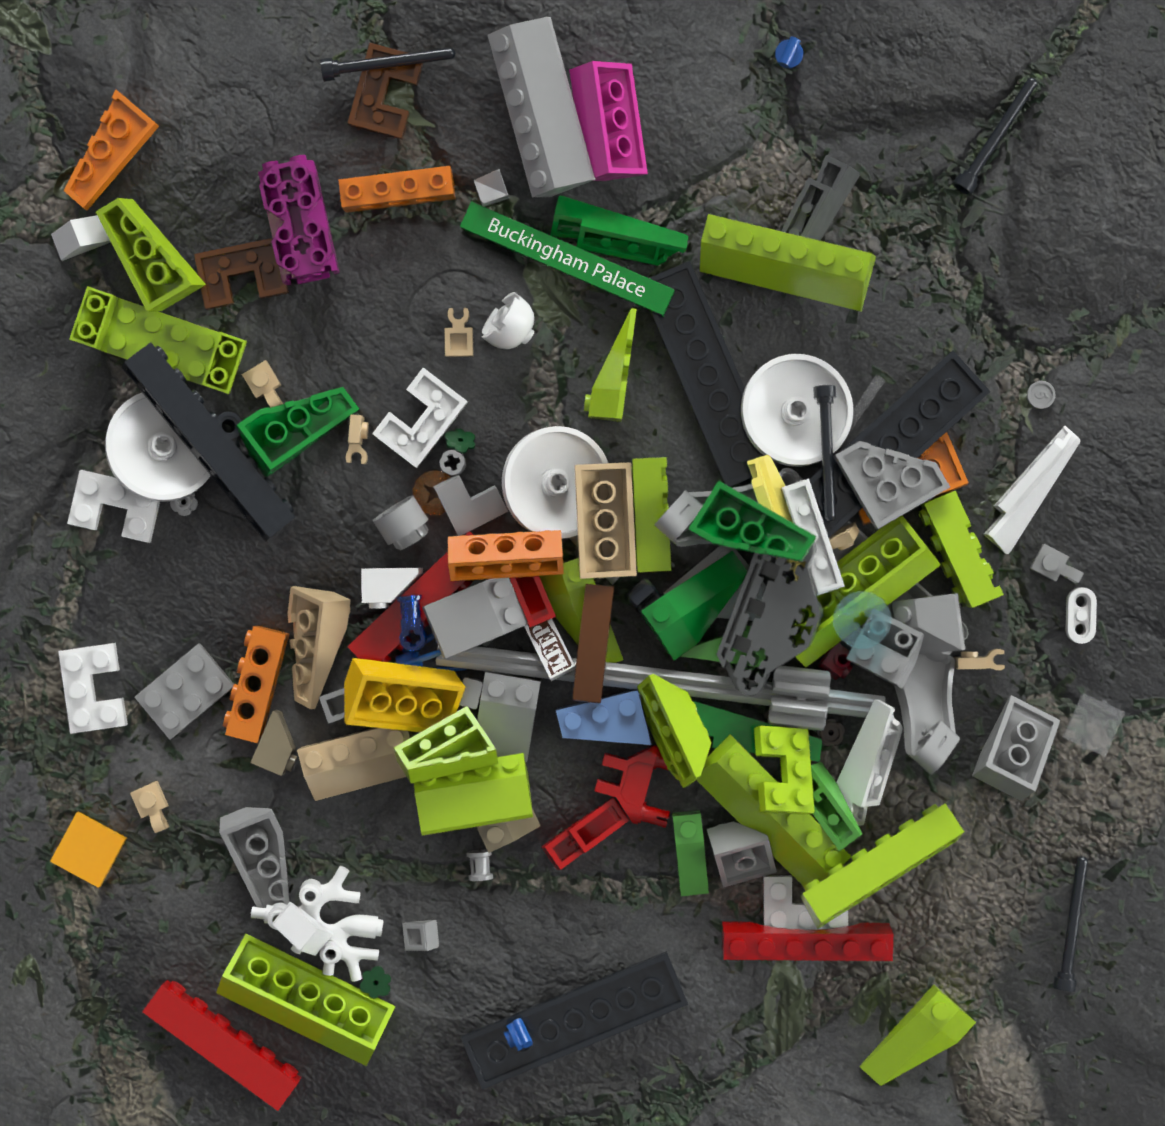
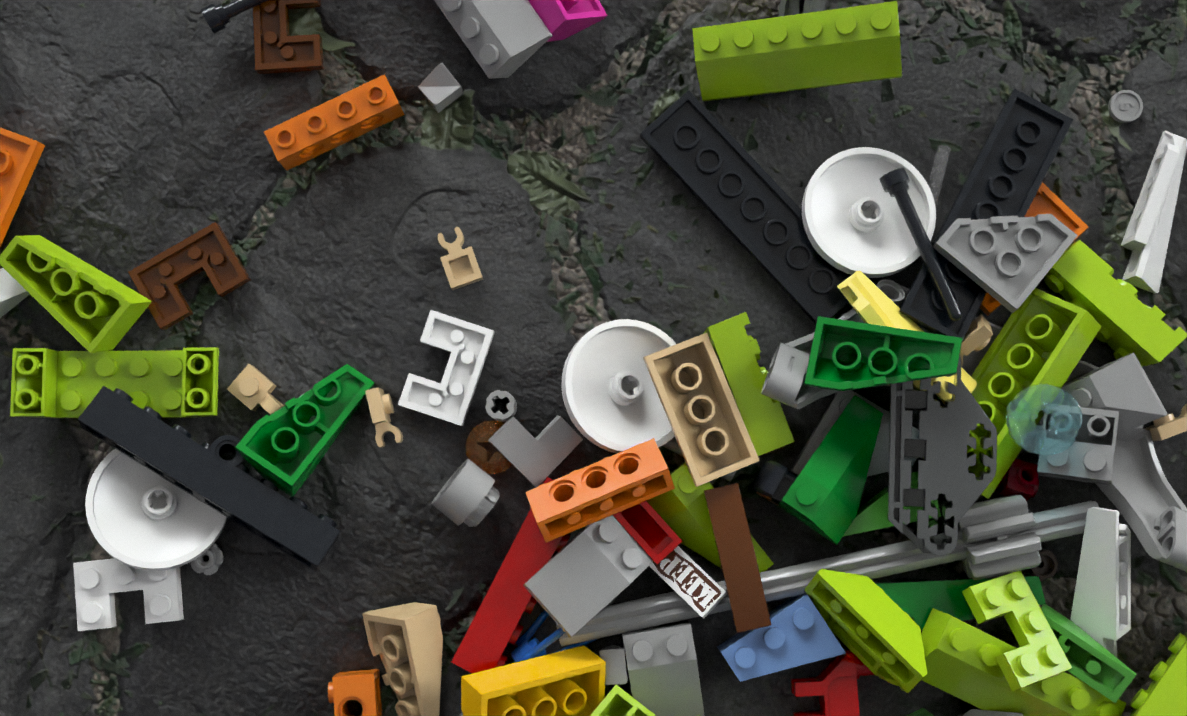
camera: 15 degrees left, 5 degrees down
(298, 220) = (232, 193): magenta brick -> none
(384, 585) = (472, 573): white slope -> none
(410, 621) = (516, 606): clear blue connector -> none
(460, 440) = (500, 378): dark green plant -> none
(510, 324) = (513, 226): white cylinder -> none
(567, 258) = (552, 134): green tile -> none
(610, 386) = (652, 260): lime wedge -> none
(615, 233) = (595, 90): green wedge -> none
(806, 515) = (923, 315): white tile -> none

